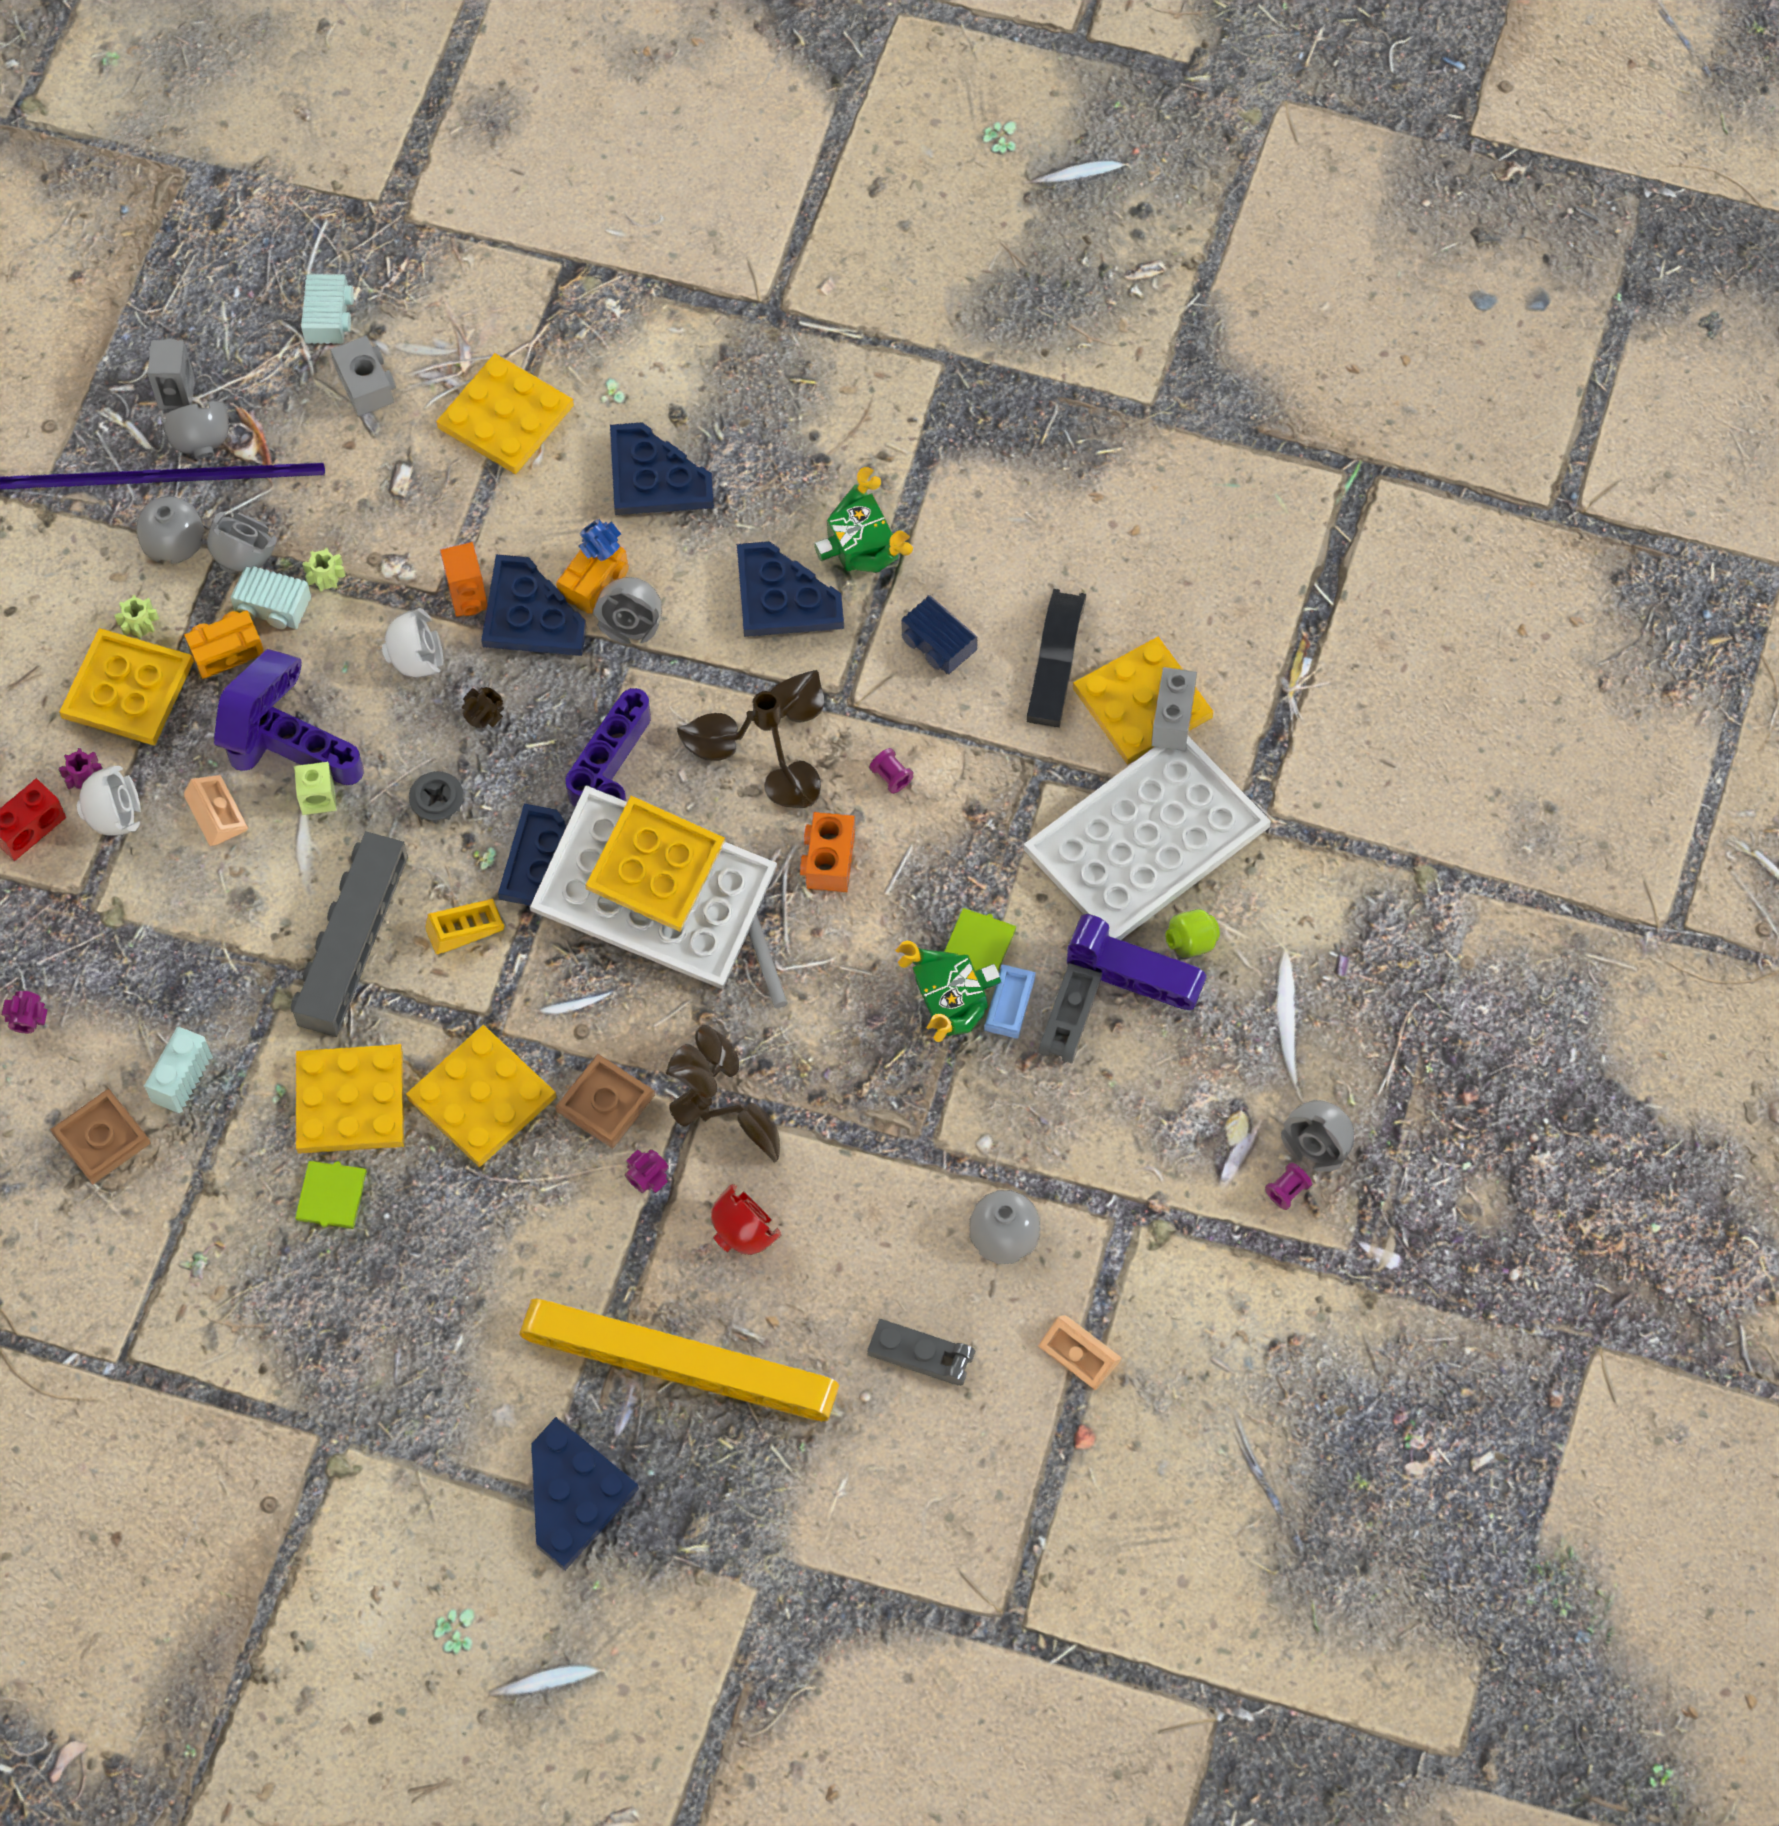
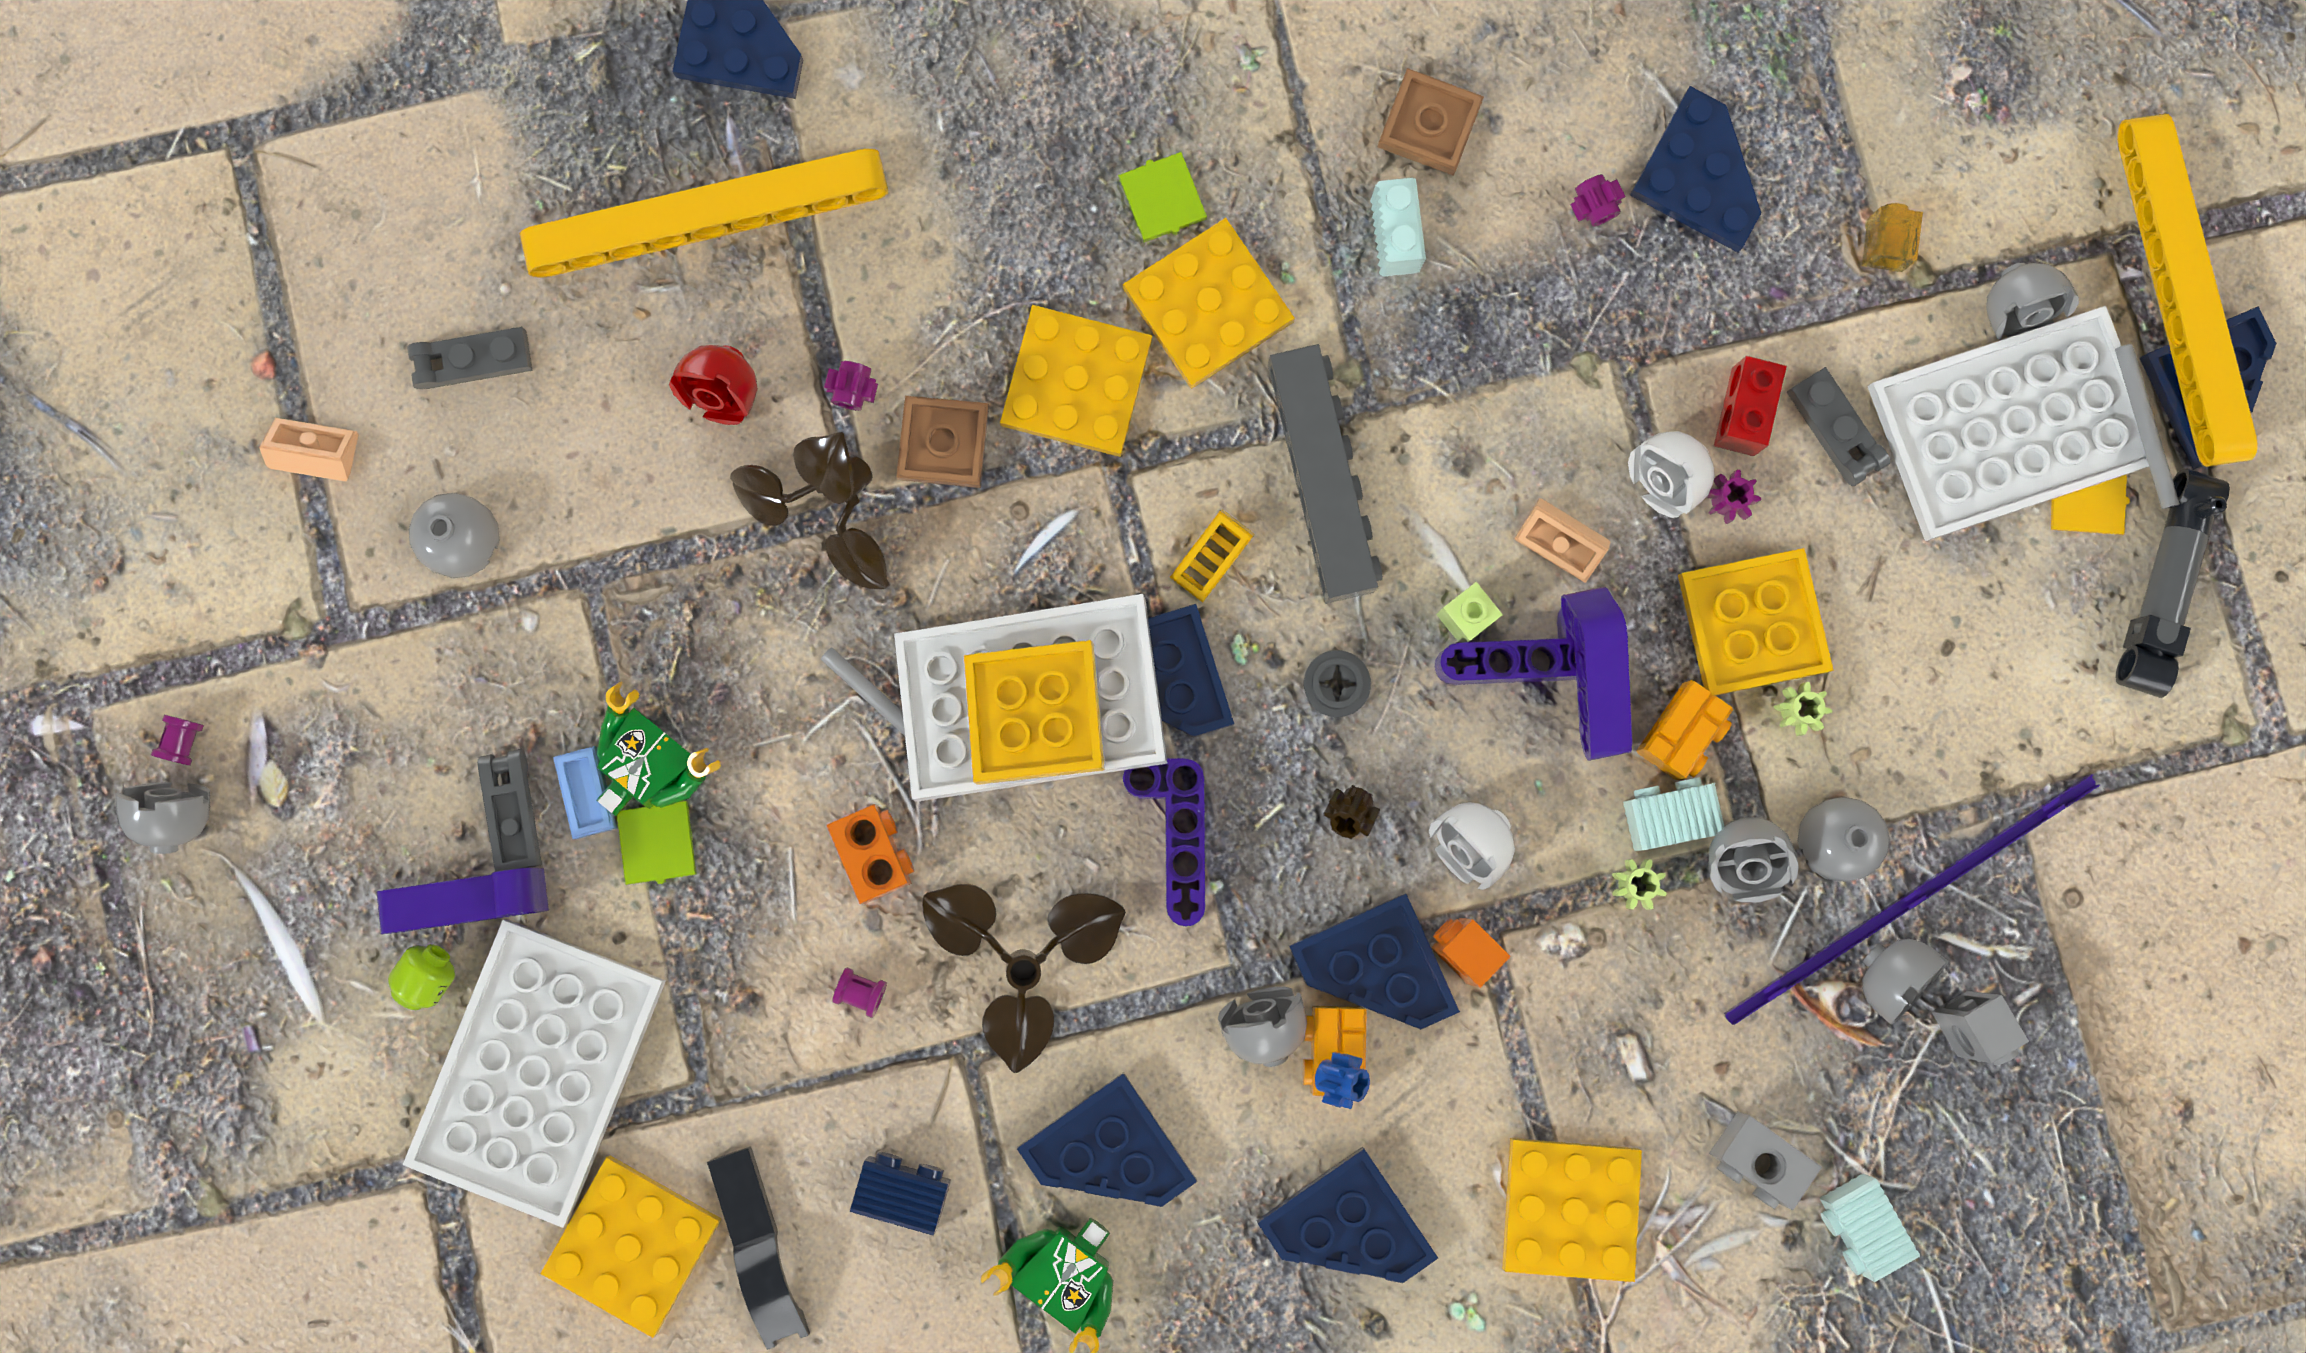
camera: 145 degrees right, 20 degrees up
(1174, 708) = (569, 1239): light grey brick -> none

